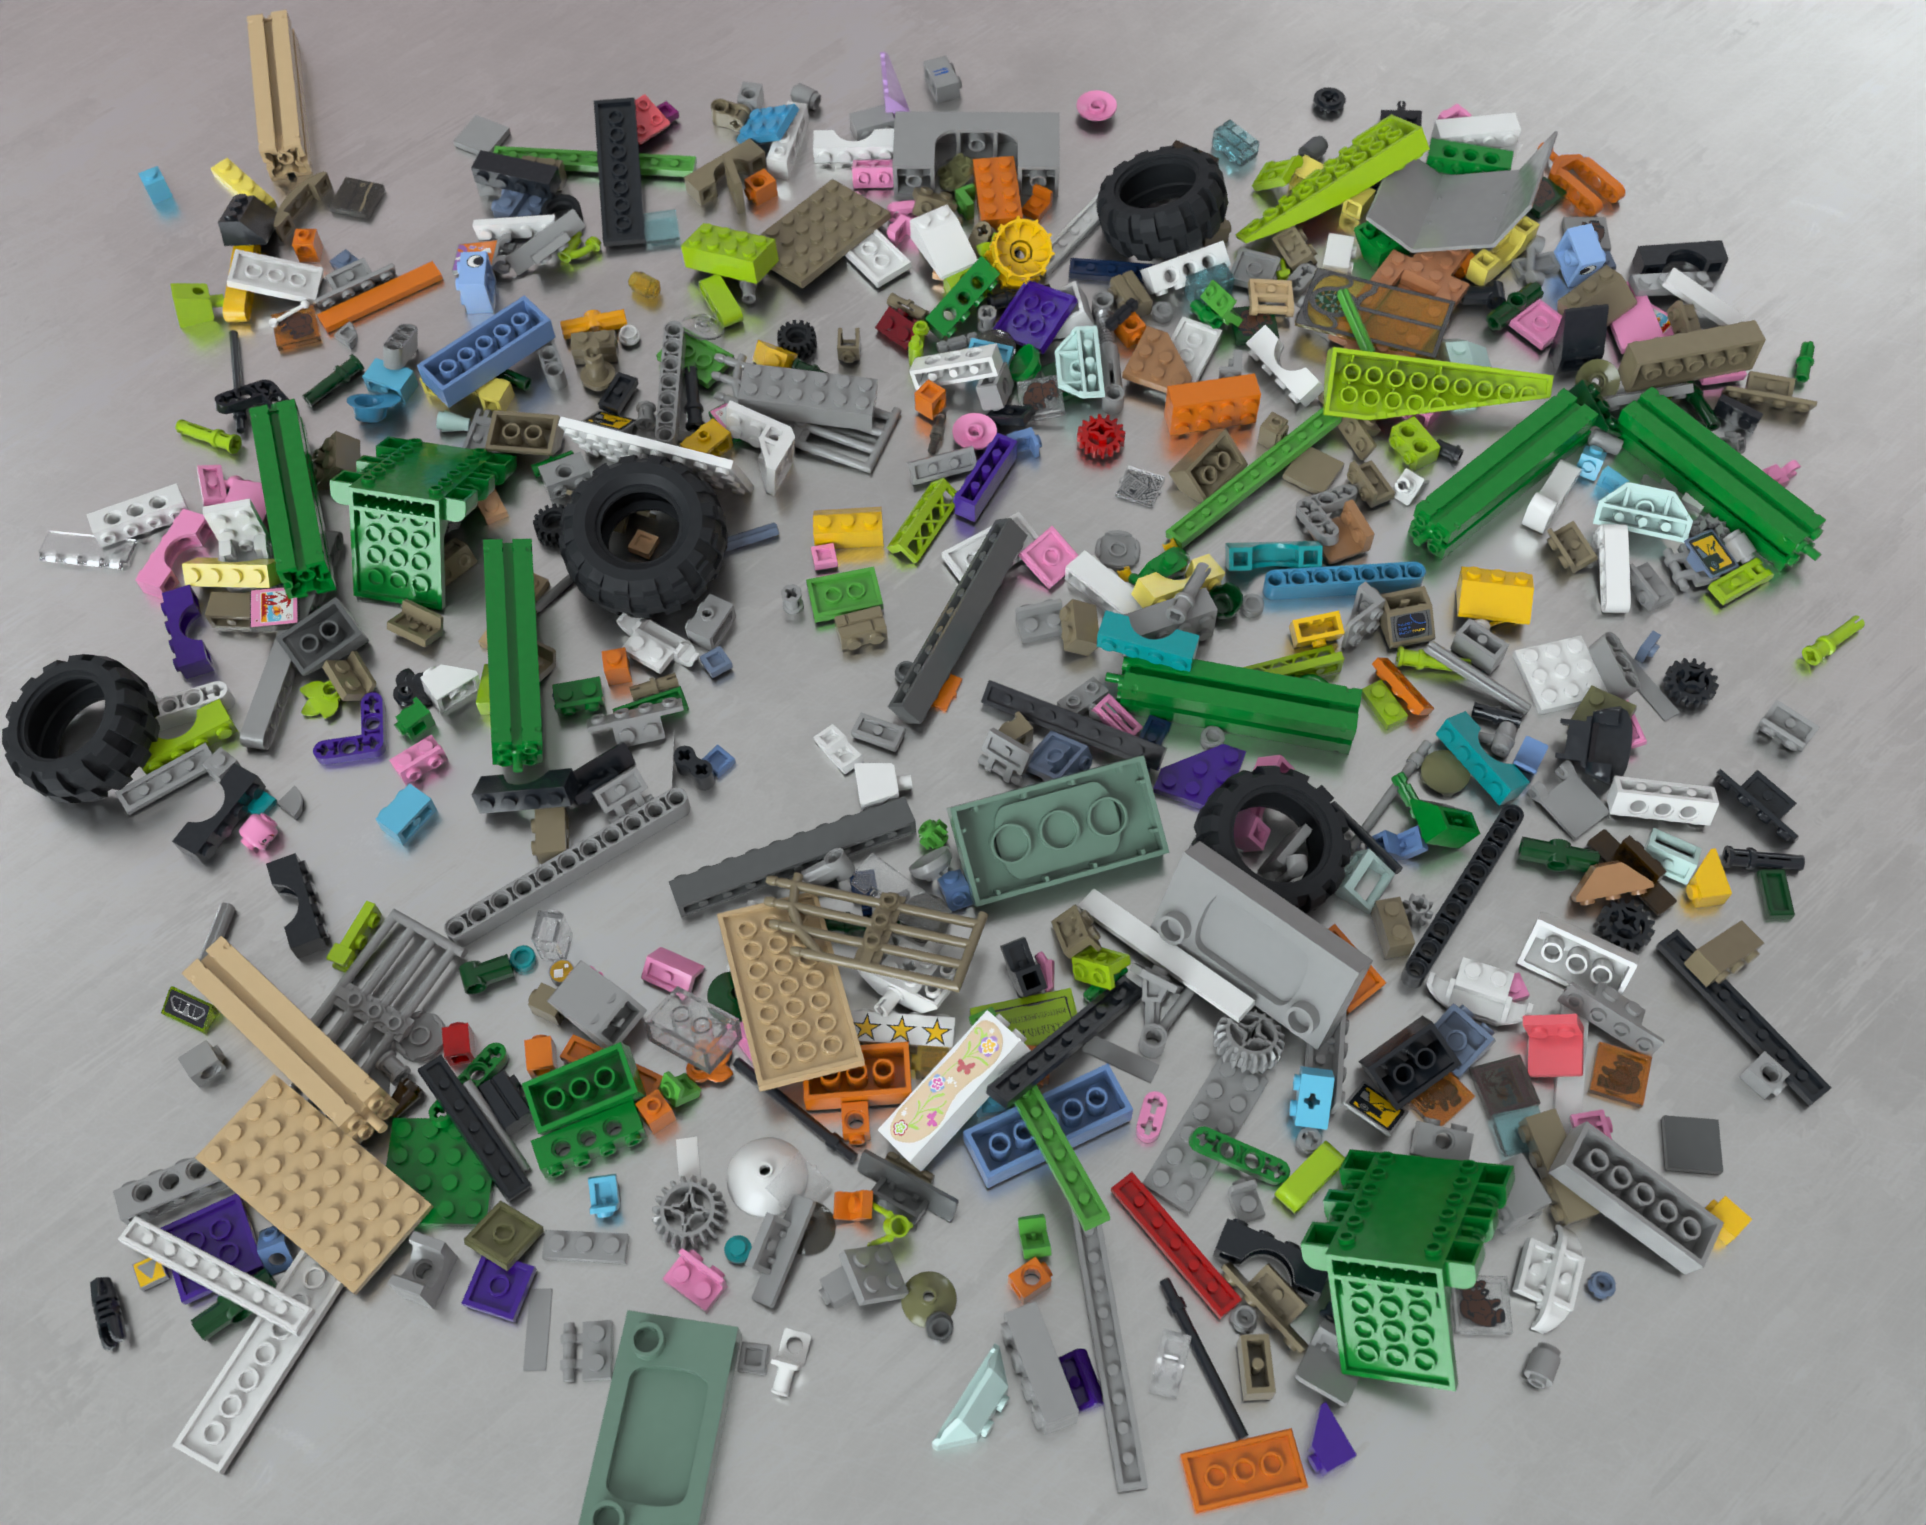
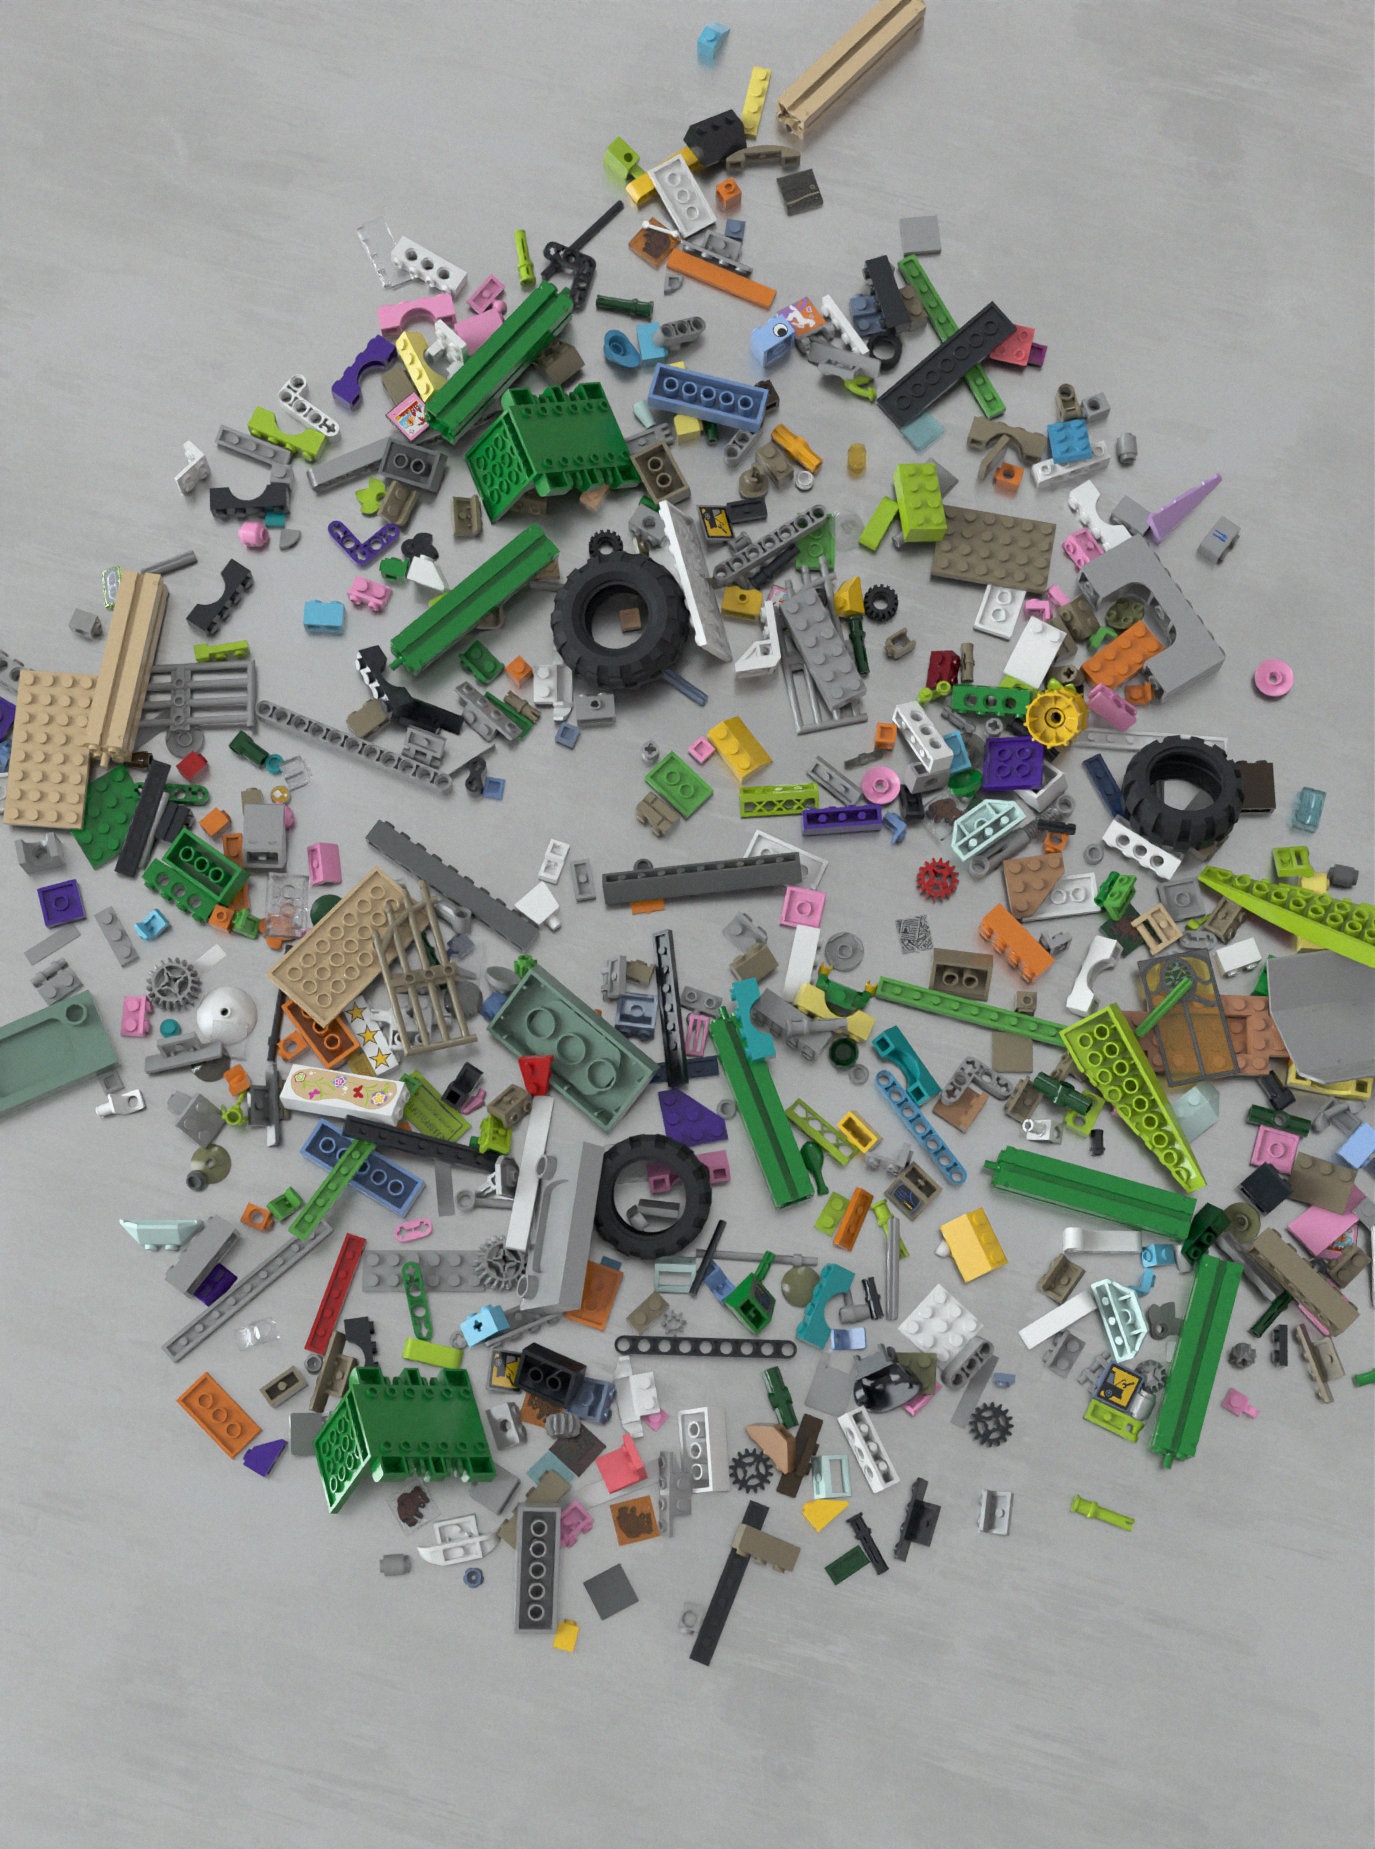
camera: 55 degrees right, 15 degrees up
(52, 703) = (224, 344): black tyre -> none
(133, 839) = (197, 468): none -> white bracket
(392, 1067) = (152, 739): light grey bush -> none
(503, 1235) = (91, 883): olive tile -> none
(1048, 217) = (1112, 707): none -> bright pink piece
(1060, 881) = (536, 1073): none -> red wing
(1129, 286) = (1090, 820): dark tan brick -> none
(1178, 1306) = (296, 1318): black bar -> none
(1198, 282) = (1146, 875): clear light blue brick -> none
(1245, 1200) = (392, 1322): light grey bracket -> none
(1388, 441) = (1062, 1093): none -> dark green piece
(1478, 1078) = (562, 1425): none -> light grey gear
(1480, 646) = (920, 1256): light grey brick -> none

